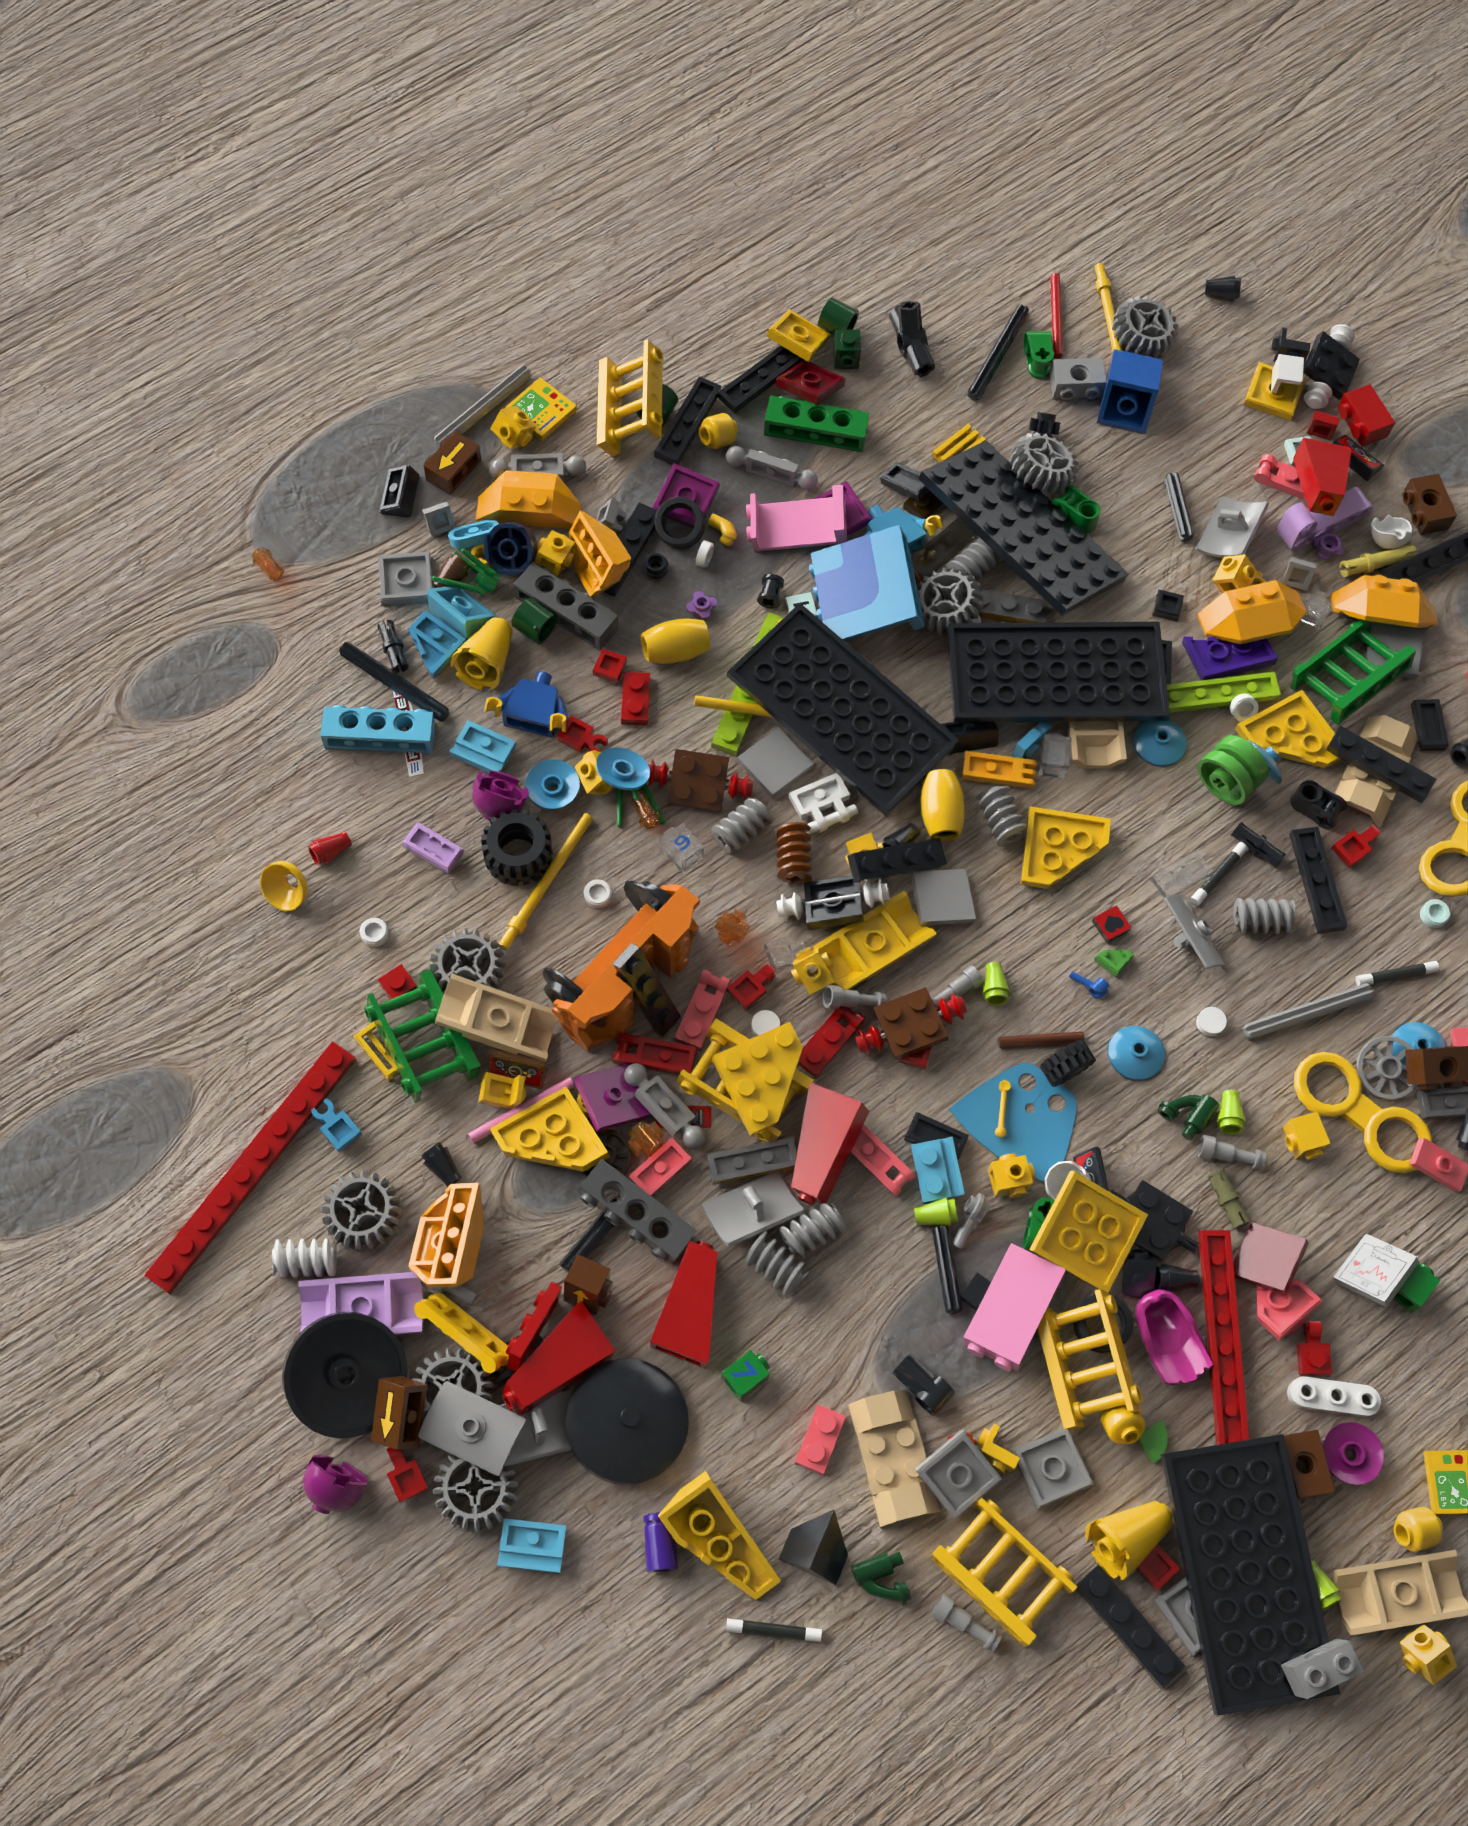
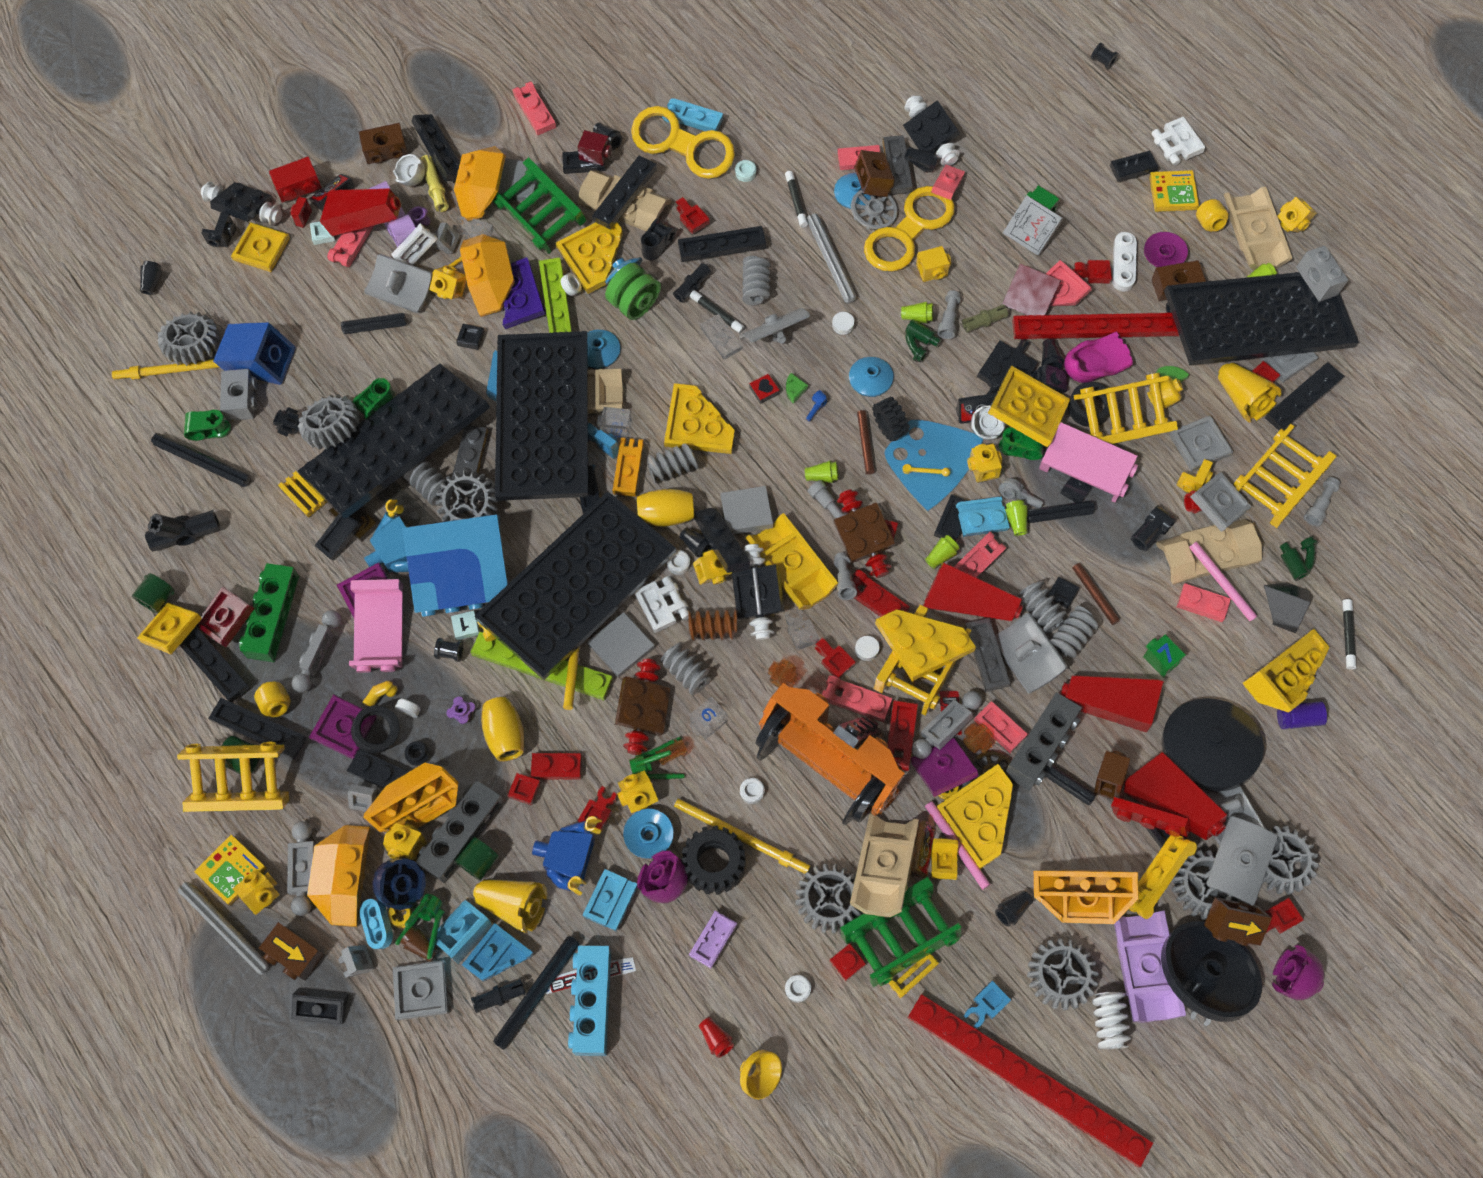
camera: 85 degrees left, 0 degrees up
(263, 558) = (400, 1133): clear orange pin -> none
(532, 1546) = (1319, 813): medium azure plate -> none
(622, 768) = (636, 758): dark azure dish -> none
(814, 979) = (822, 606): yellow brick -> none
(833, 1303) = (1096, 594): none -> copper bar
(835, 1262) = (1063, 592): none -> black tile
(845, 1463) = (1223, 581): none -> bright pink bar
(847, 349) = (189, 585): dark green brick -> none
(877, 823) = (679, 563): none -> white tile
(890, 1119) = (943, 551): none -> lime cone
(1056, 316) = (157, 411): red bar -> none
(1282, 528) = (412, 243): none -> white tile
(1287, 370) = (249, 232): white panel -> none
(1443, 729) = (594, 147): none -> dark red brick

